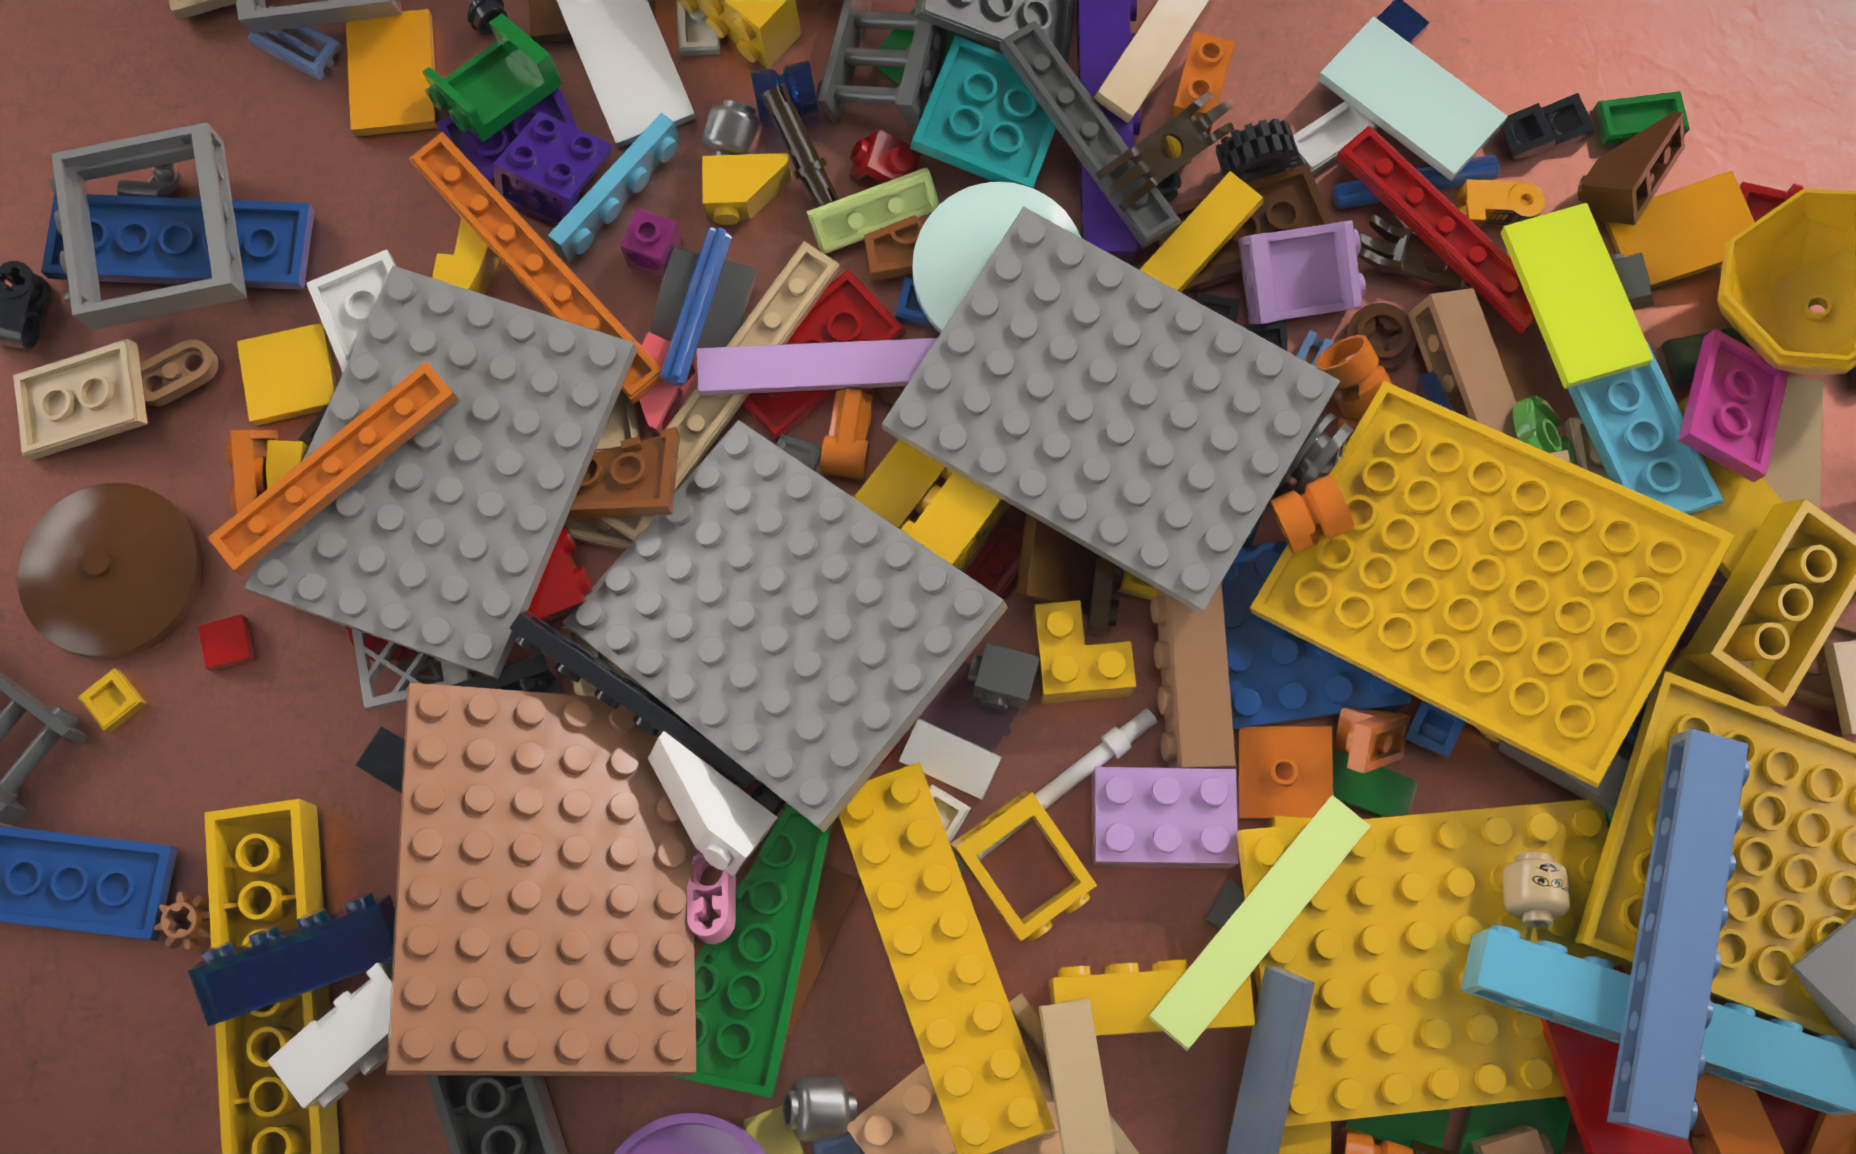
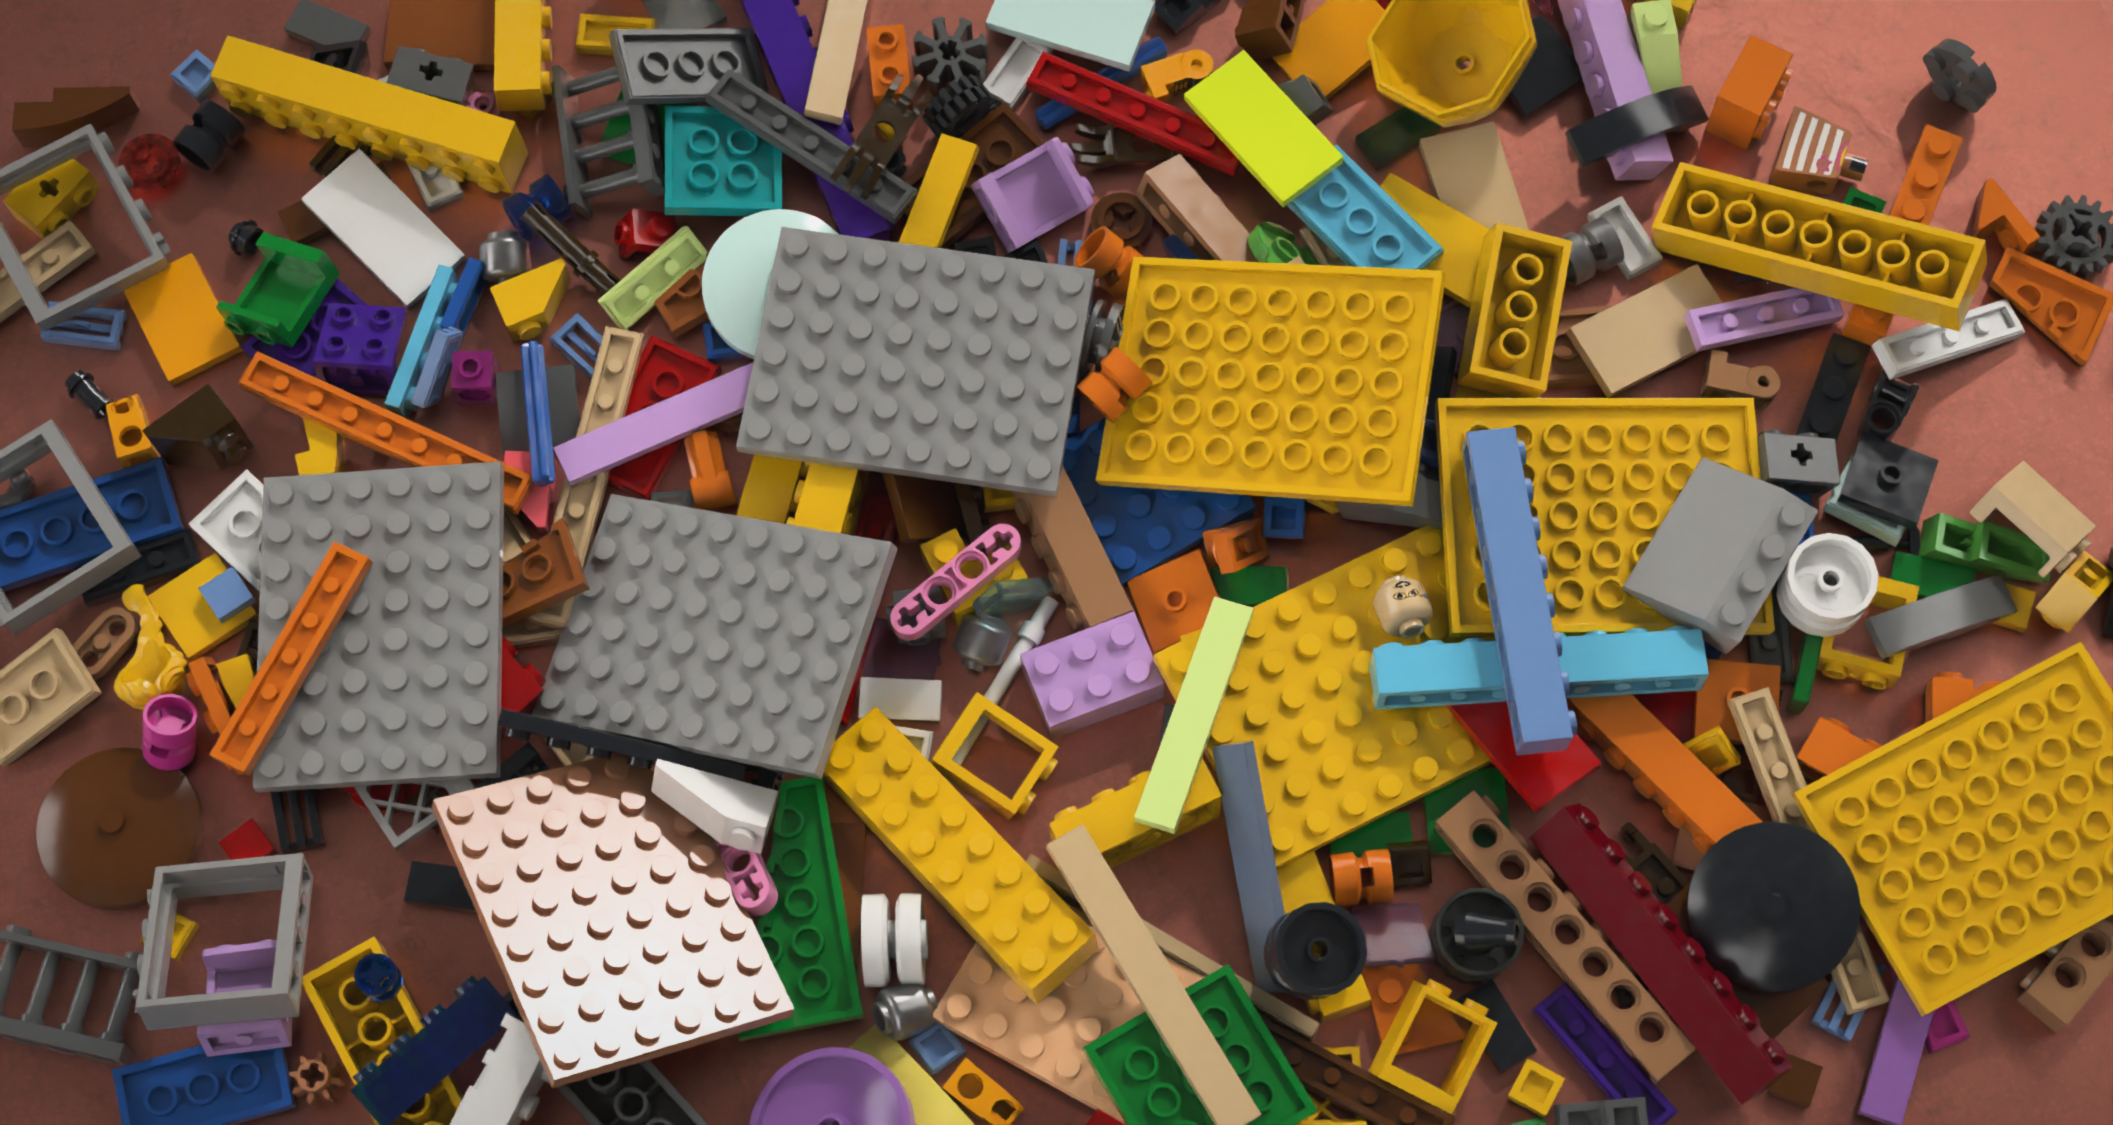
camera: 20 degrees left, 5 degrees down
(152, 808) = (241, 969): none -> lavender panel
(192, 492) = (169, 732): none -> dark pink wheel
(203, 426) = (156, 666): none -> yellow hair
(203, 781) = (218, 878): none -> light grey window
(263, 311) = (159, 562): none -> black tile
(266, 105) = (81, 386): none -> black pin
(269, 845) = (372, 971): none -> clear blue wheel
(270, 634) = (282, 825): none -> black tile
(292, 167) = (127, 420): none -> light orange leg
(312, 371) = (227, 594): none -> medium blue tile
(354, 193) = (199, 433): none -> dark brown slope
(615, 217) = (437, 367): none -> medium blue tile
(672, 161) = (465, 297): none -> blue tile
(765, 231) = (568, 352): none -> medium blue tile
(841, 1030) = (896, 939): none -> white wheel
(1055, 656) = (961, 587): none -> bright pink beam
(1061, 730) = (982, 640): none -> flat silver head
(1111, 699) = (1012, 596): none -> clear light blue tile
(1252, 86) = (931, 54): none -> dark grey gear
(1733, 406) = (1423, 169): dark pink plate -> none

